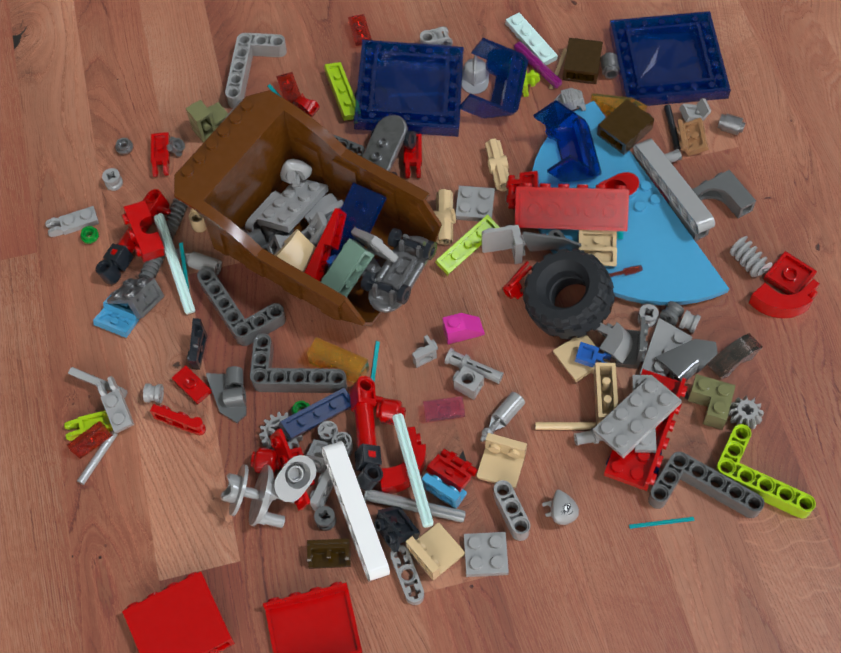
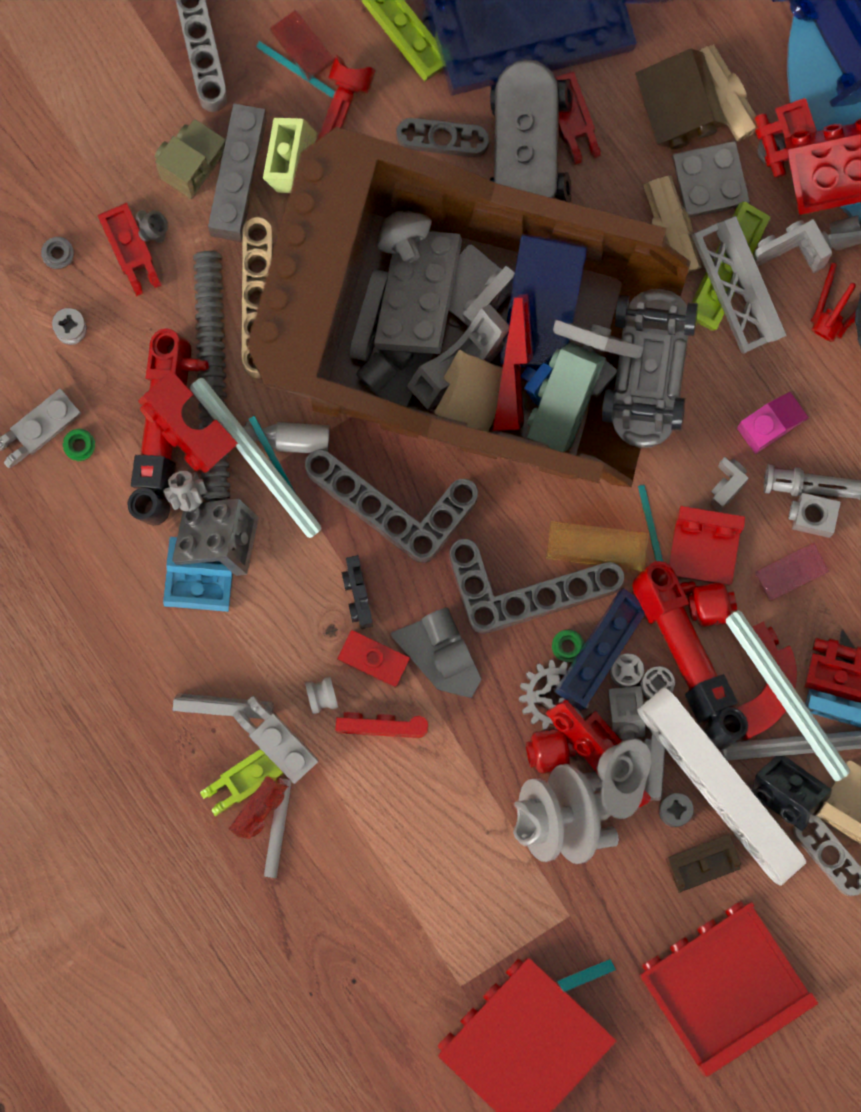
camera: 25 degrees left, 20 degrees up
(129, 267) = (185, 490): none -> light grey gear
(232, 595) = (586, 975): none -> teal piece
(400, 378) = (705, 545): none -> red bracket
(471, 157) = (680, 99): none -> dark brown brick
(474, 249) = (749, 280): none -> light grey fence

